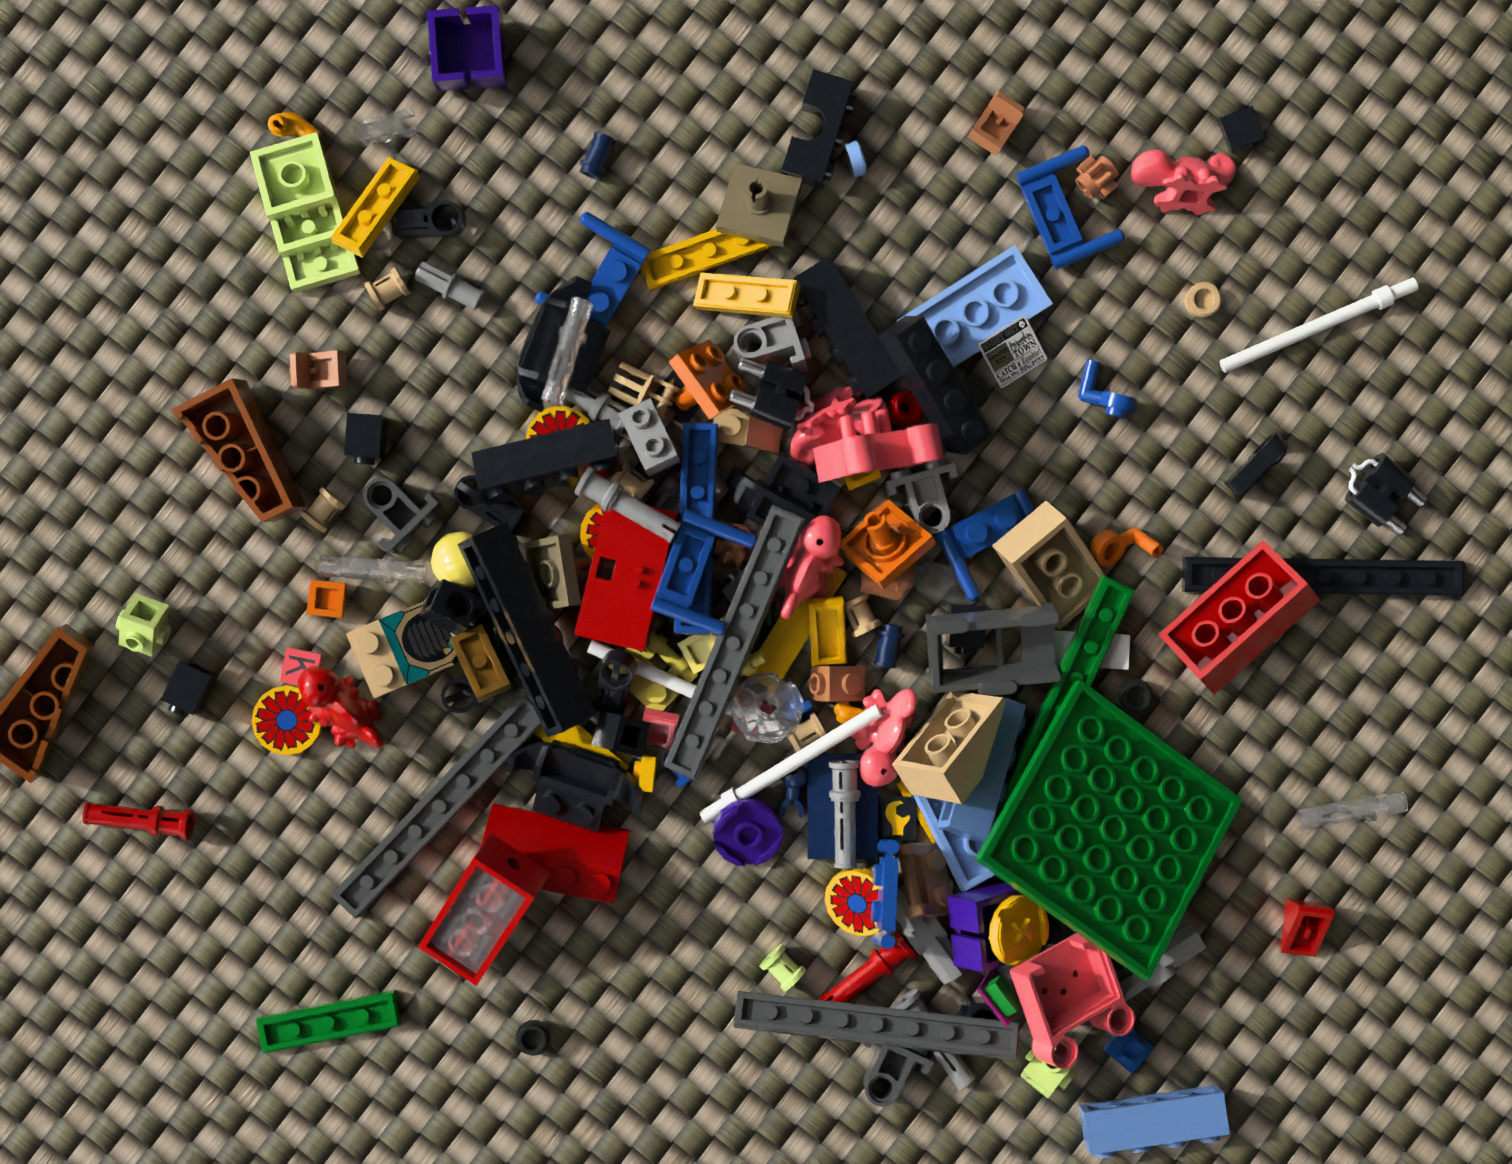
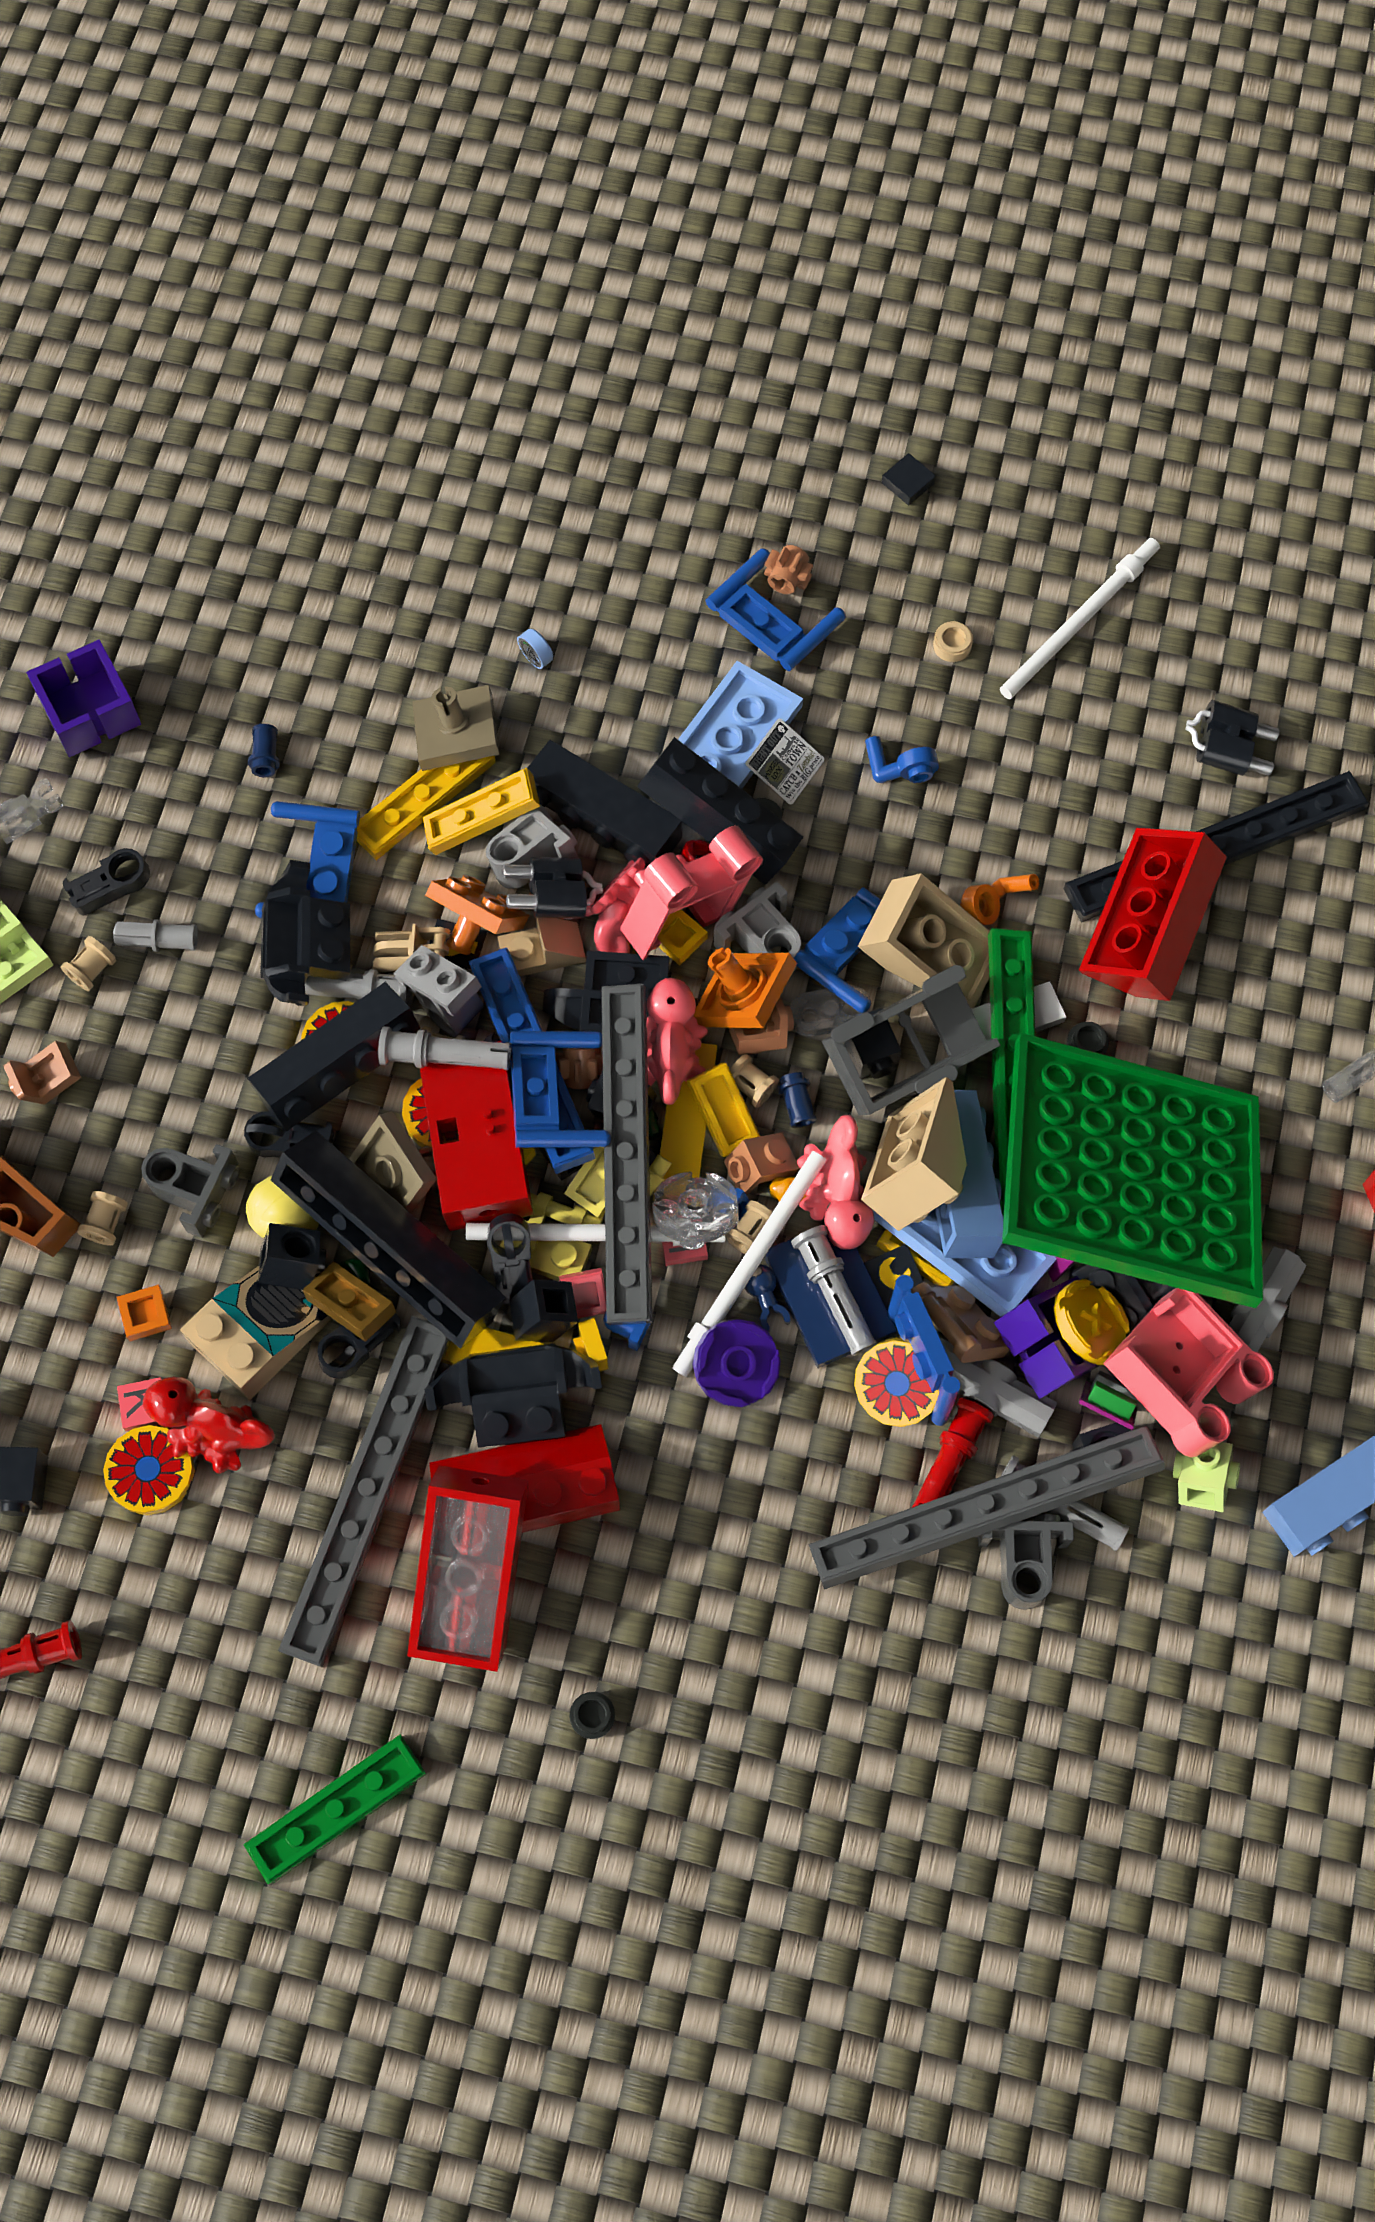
camera: 25 degrees left, 20 degrees down
(365, 437) = (122, 1121): black brick -> none
(371, 568) = (169, 1264): clear pin -> none
(375, 207) = (43, 886): yellow tile -> none
(564, 360) = (309, 915): clear pin -> none
(782, 968) = (847, 1499): yellowish green bush -> none
(827, 99) = (482, 610): black arch -> none
(997, 123) = (664, 560): nougat bracket -> none
(1129, 1049) = (1282, 1419): blue tile -> none
(1187, 178) = (880, 538): coral animal -> none
(1257, 463) = (1089, 764): black piece -> none

